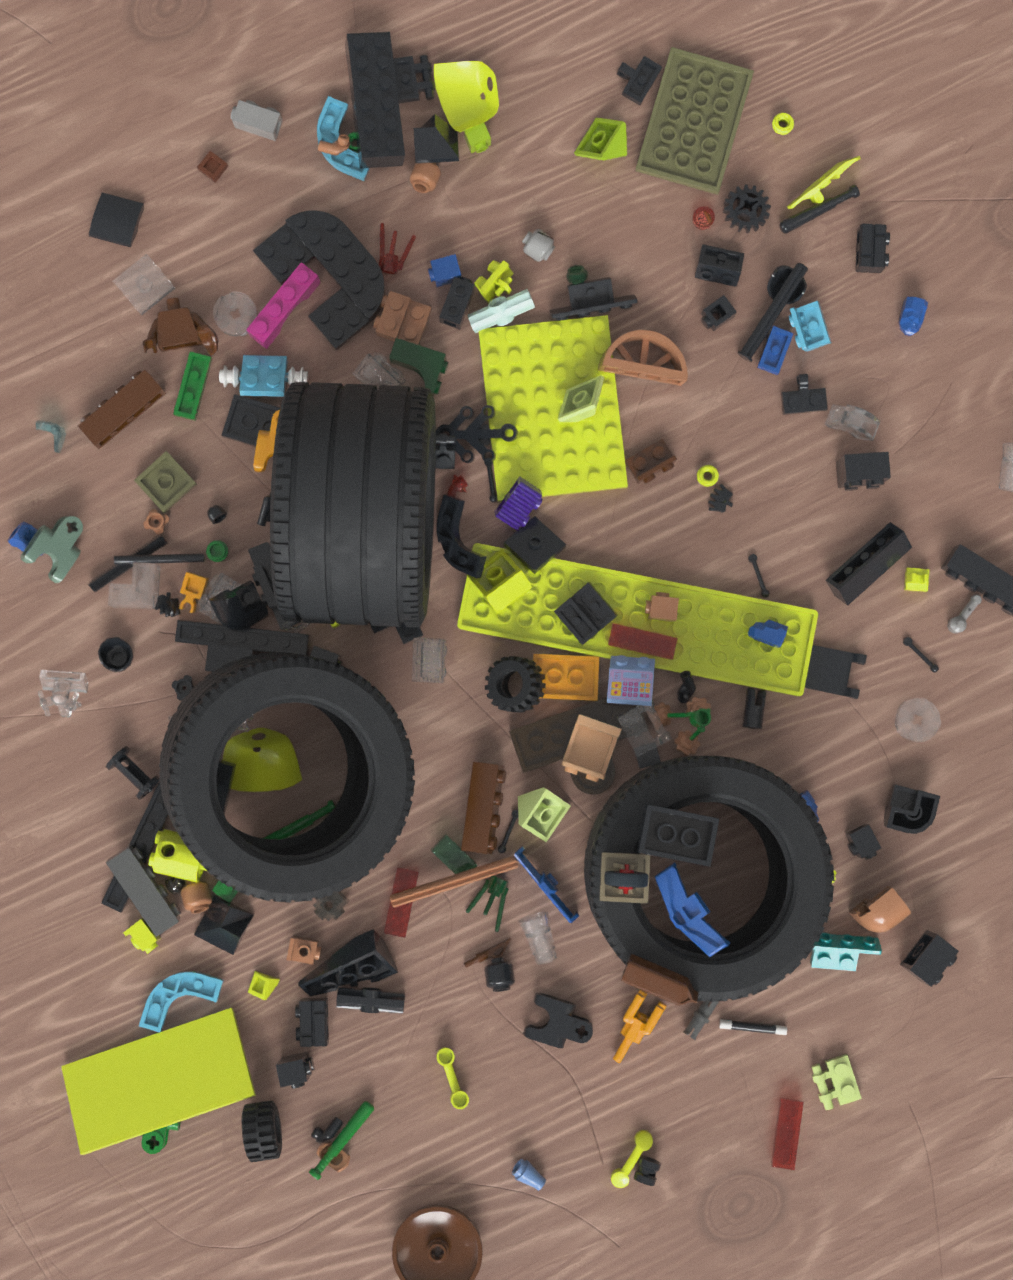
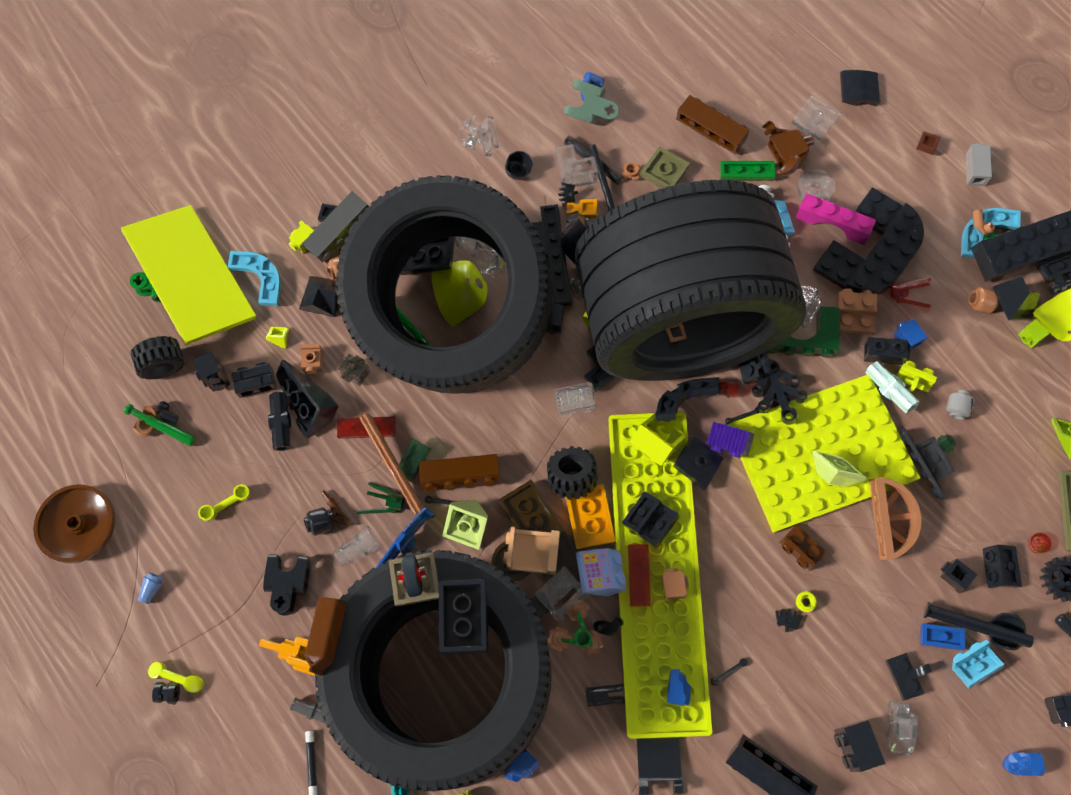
camera: 85 degrees right, 15 degrees down
(56, 430) = (680, 87): clear light blue hair -> none
(688, 912) = (393, 646): blue plate -> none

